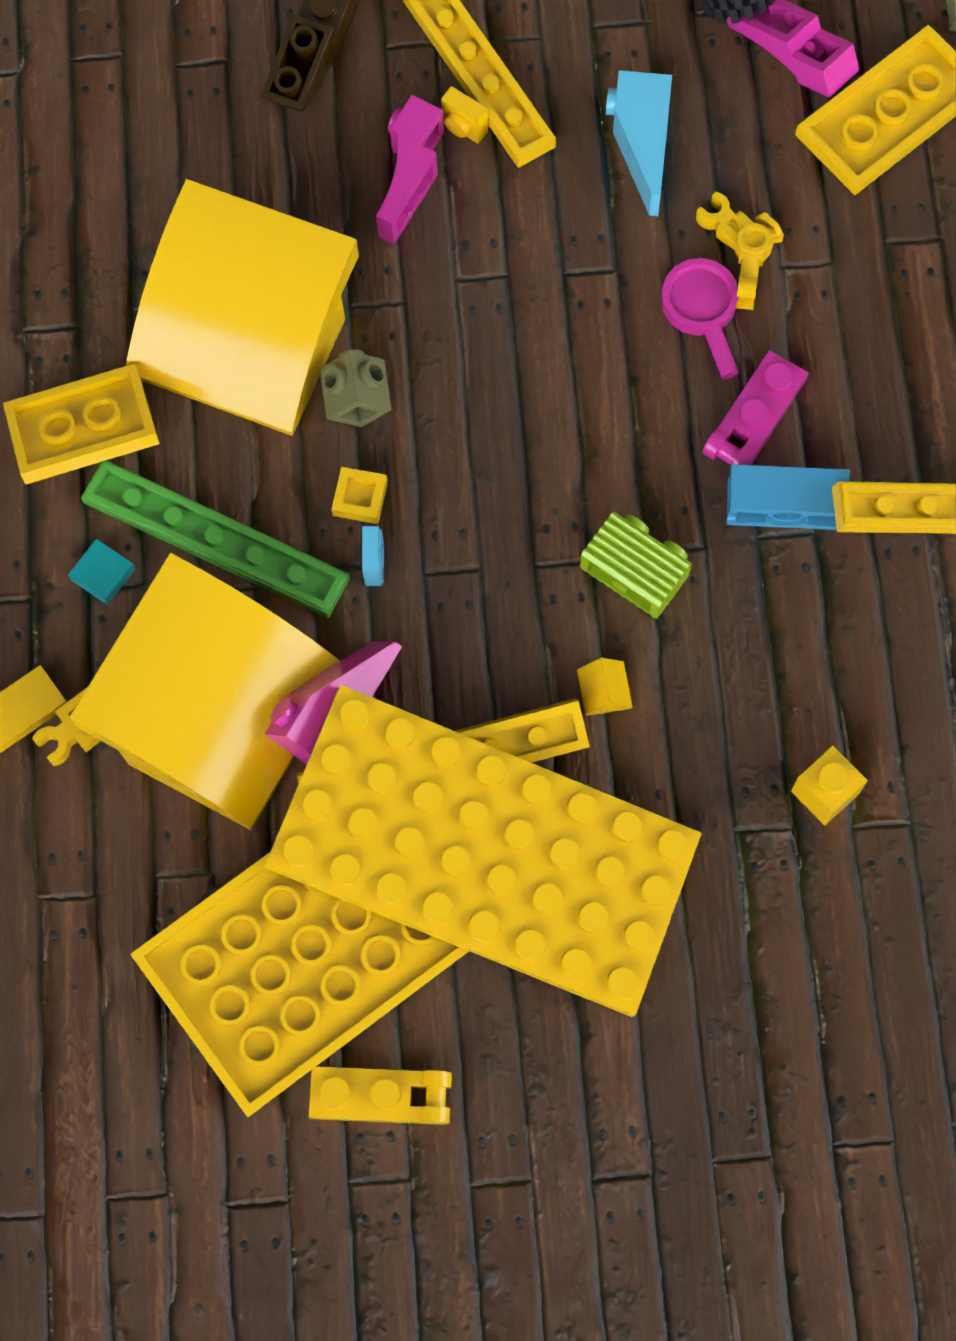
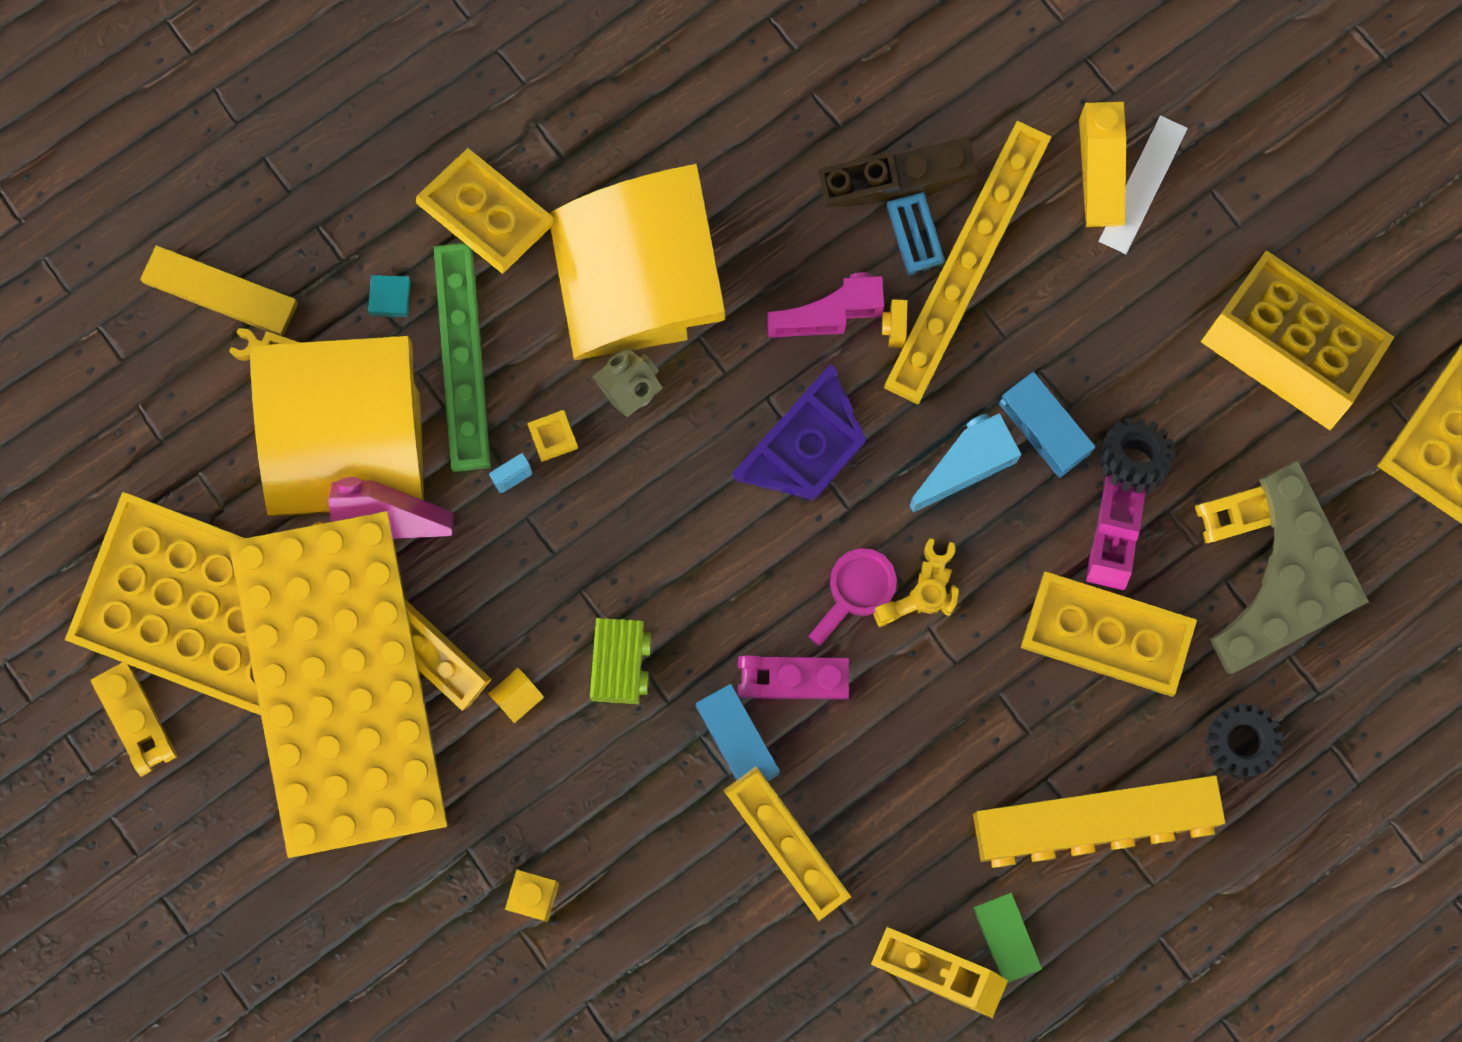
camera: 55 degrees right, 5 degrees up
(382, 60) = (924, 263): none -> dark azure tile
(528, 264) = (807, 443): none -> dark purple wing
(654, 43) = (1046, 425): none -> dark azure piece

